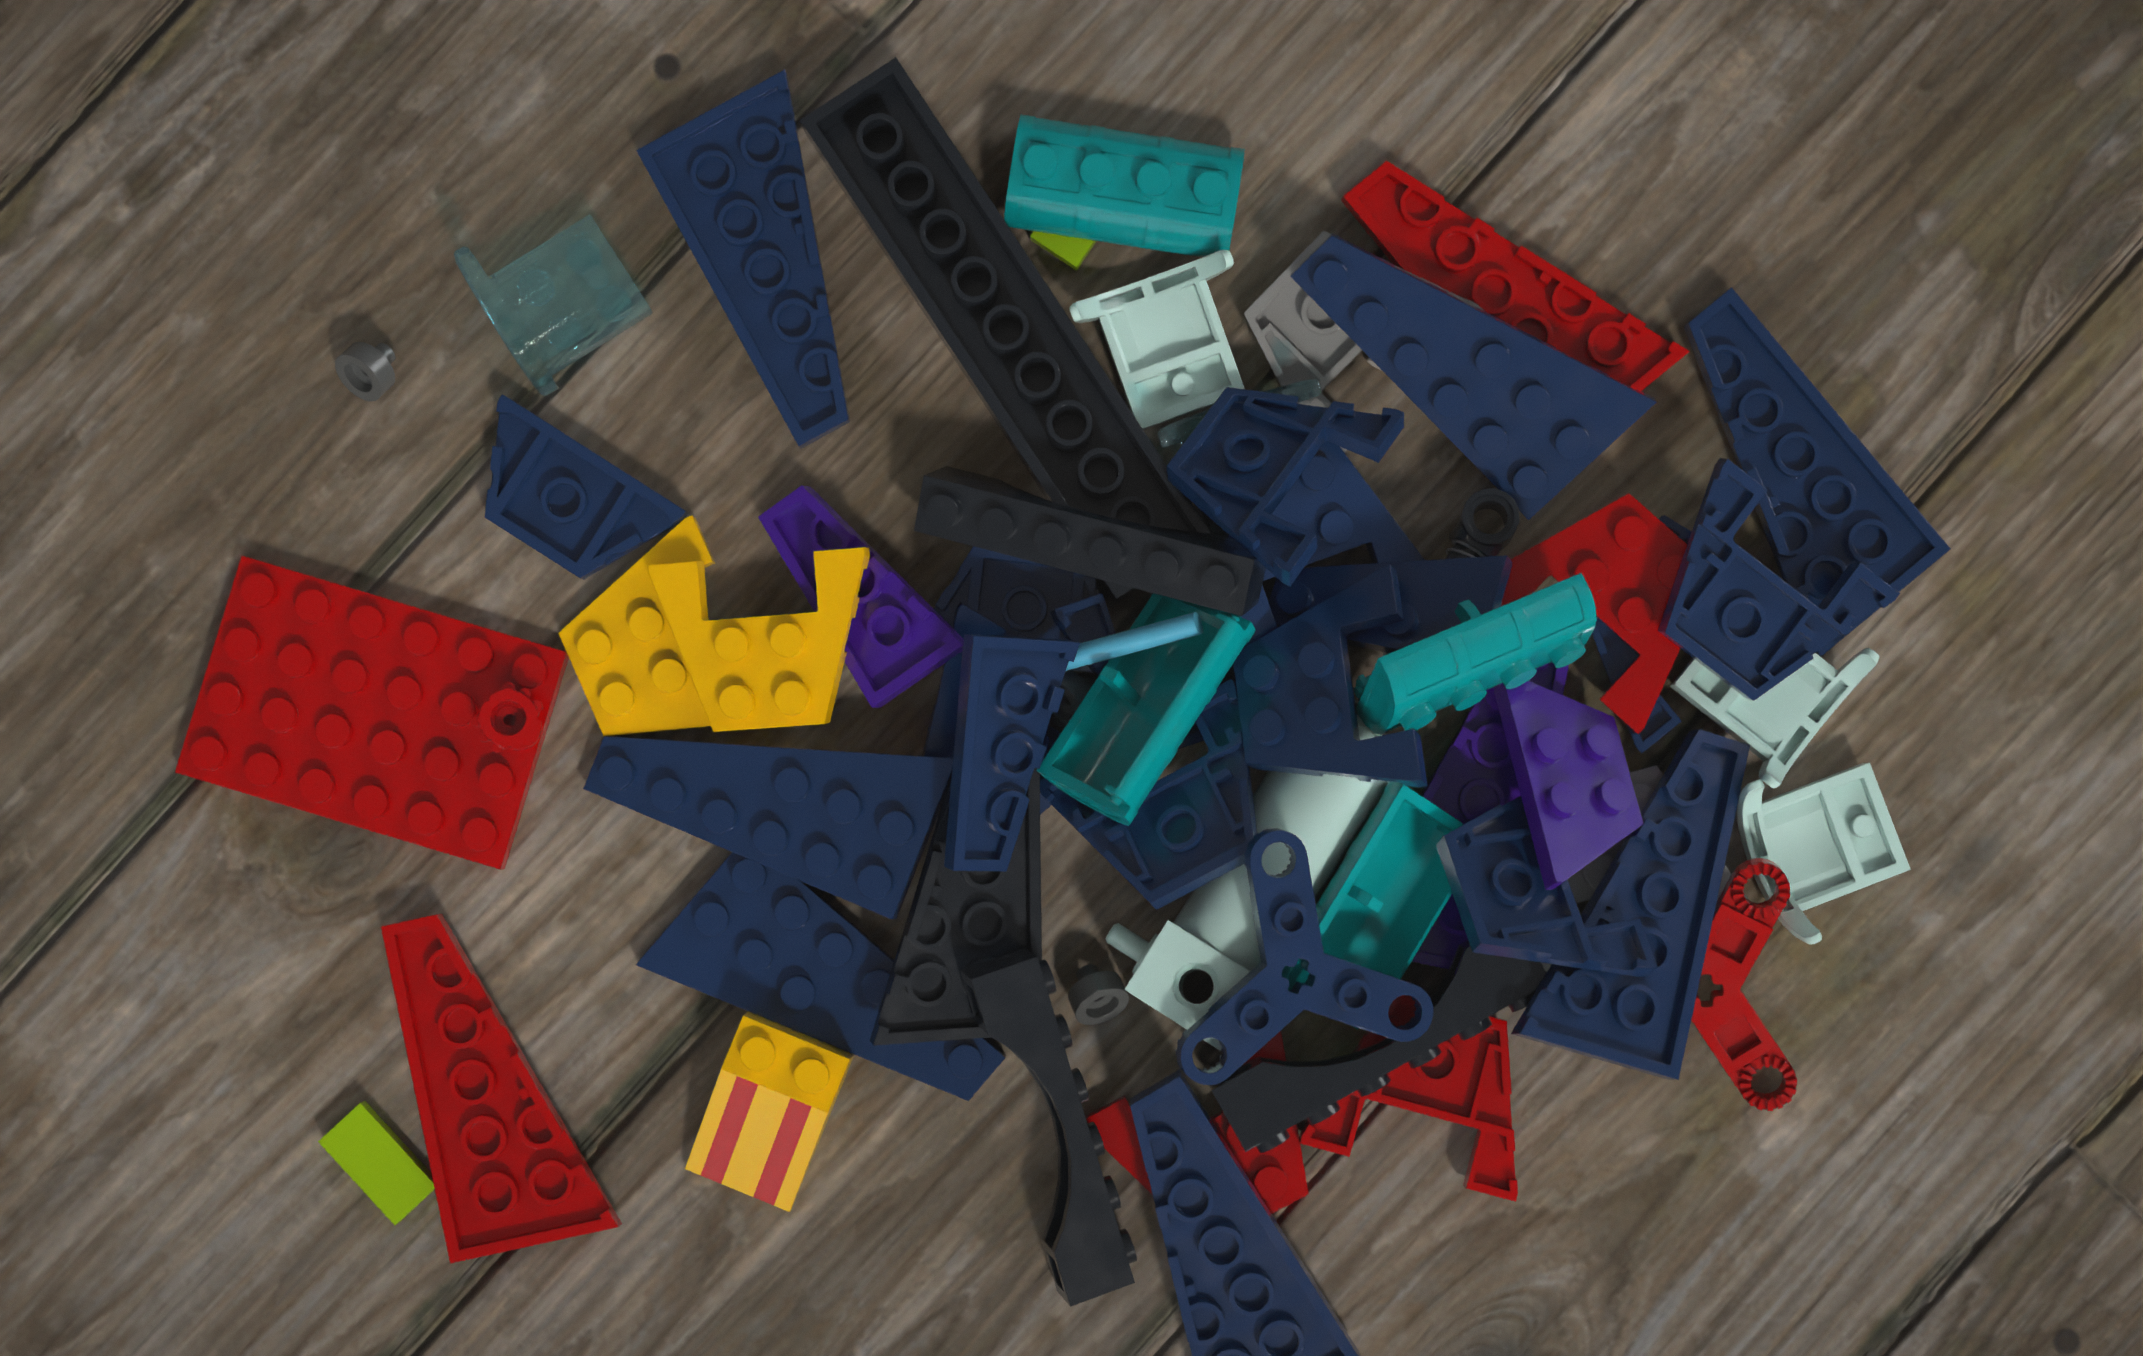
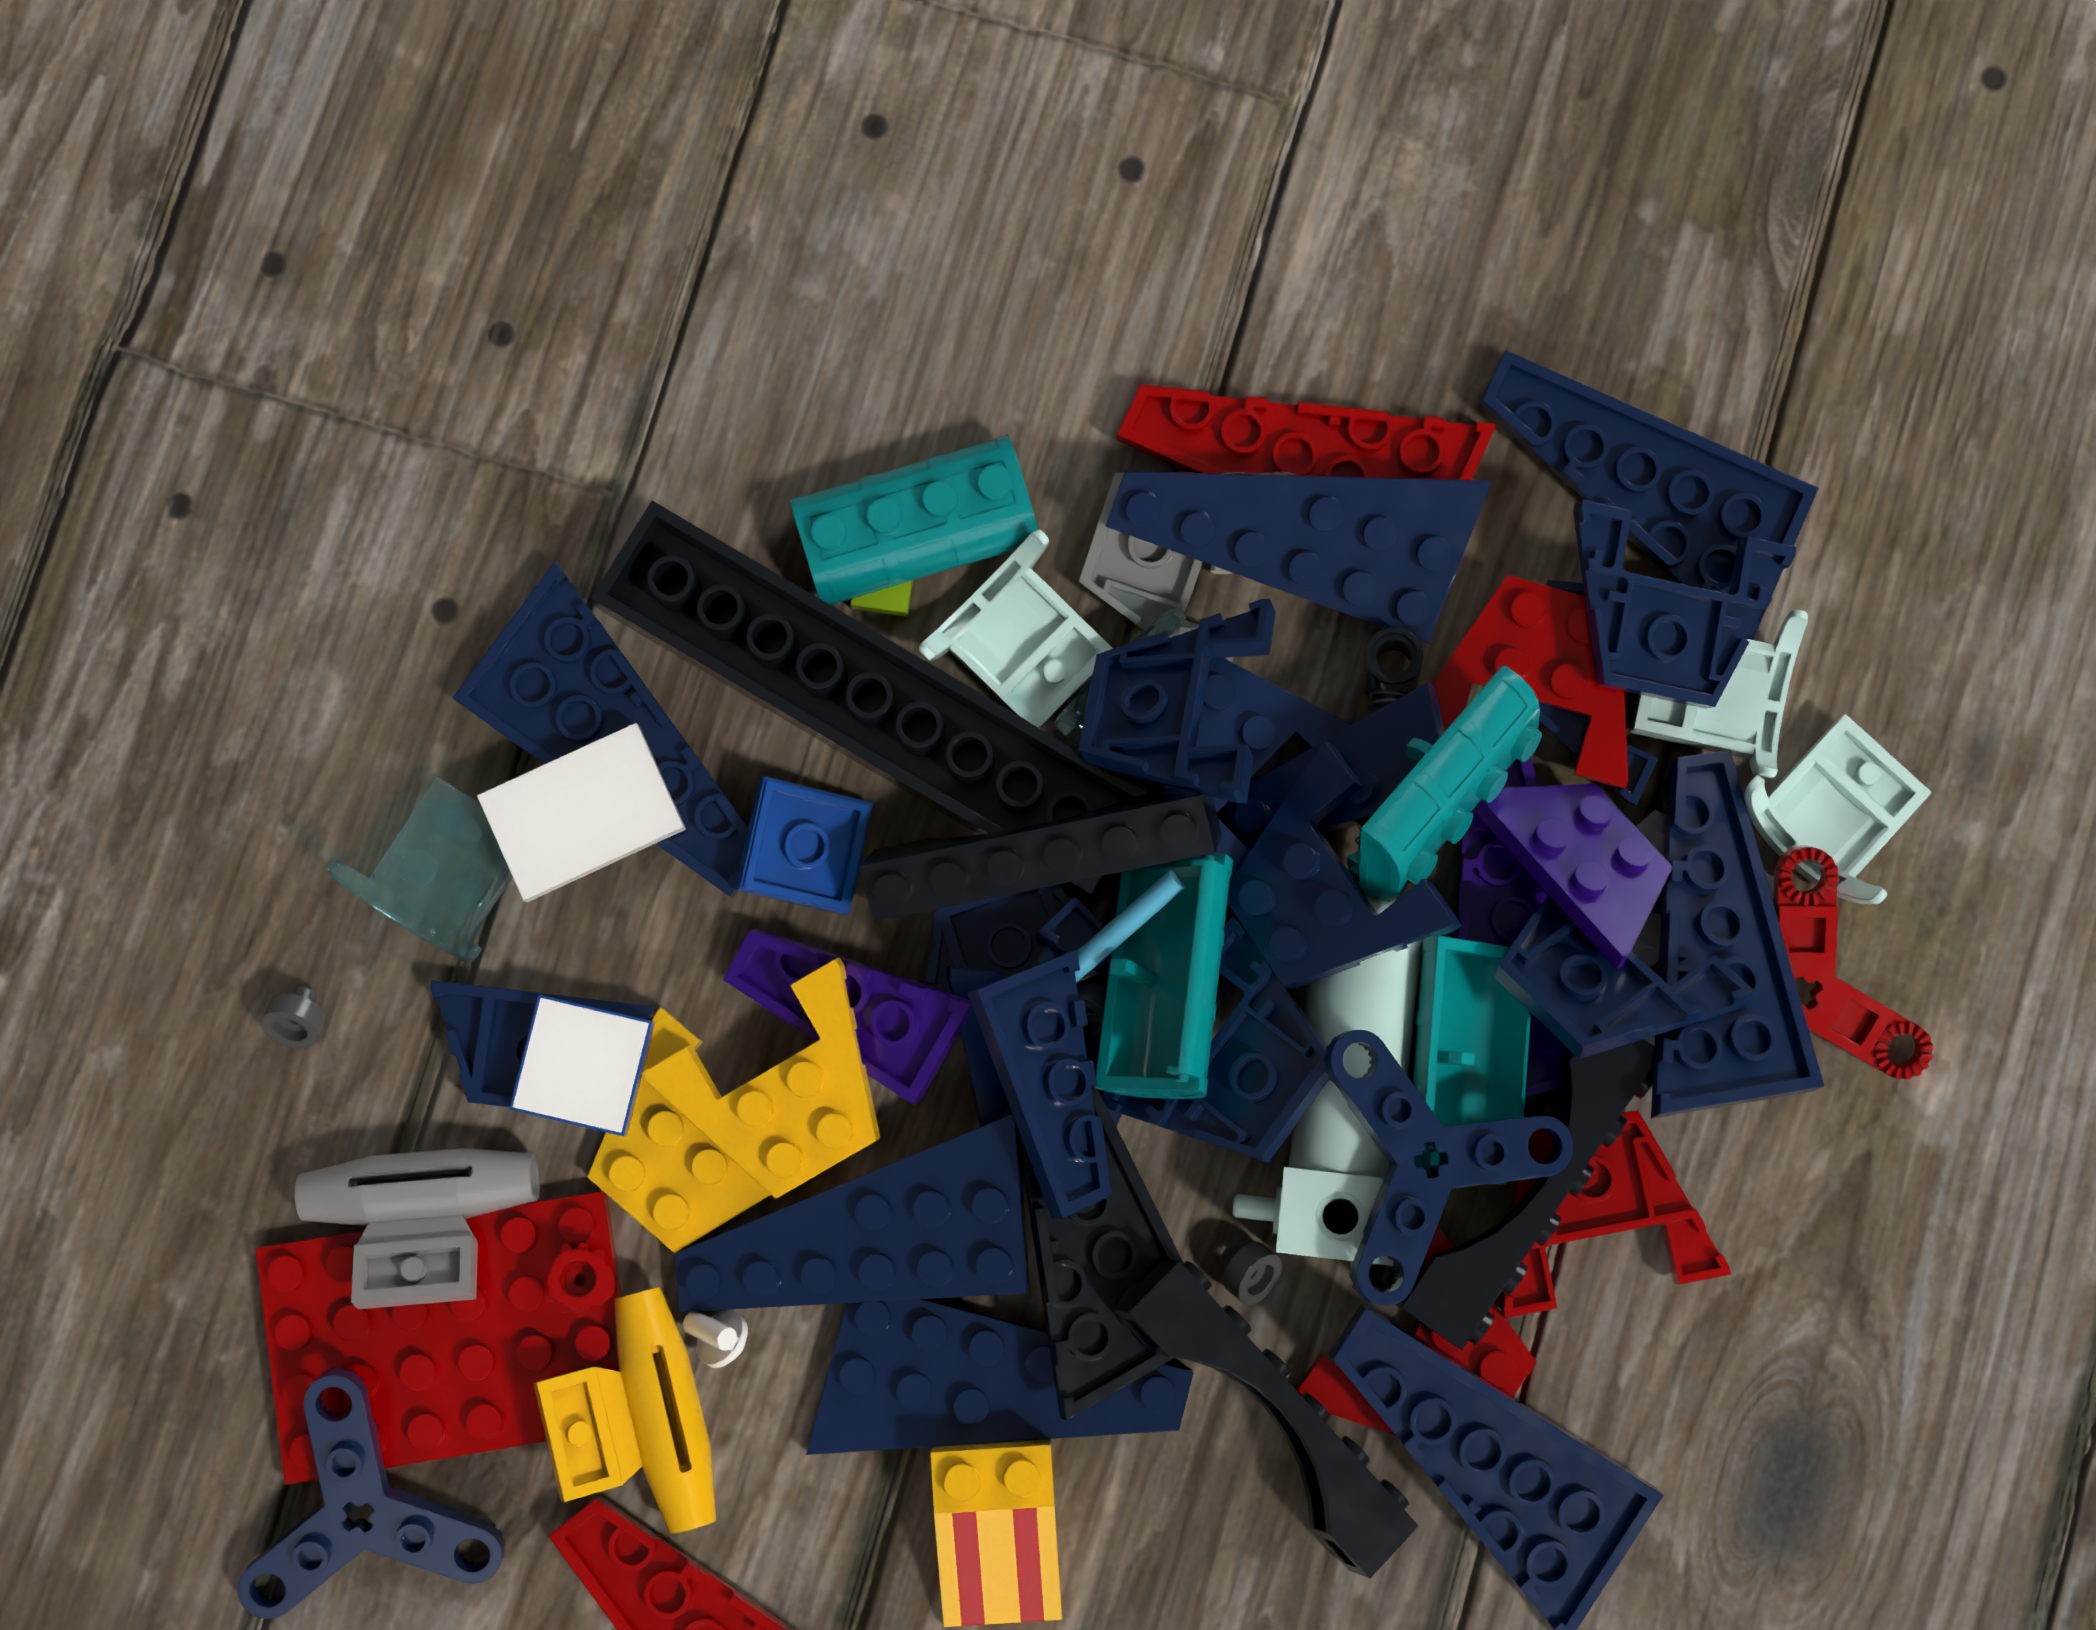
camera: 25 degrees left, 5 degrees down
(258, 856) = (400, 1526): none -> dark blue piece
(392, 595) = (416, 1217): none -> light grey plate
(511, 863) = (645, 1415): none -> yellow plate
(599, 533) = (582, 1065): none -> white tile
(608, 827) = (719, 1337): none -> white plate
(702, 308) = (581, 812): none -> white tile
(885, 433) = (803, 846): none -> blue tile

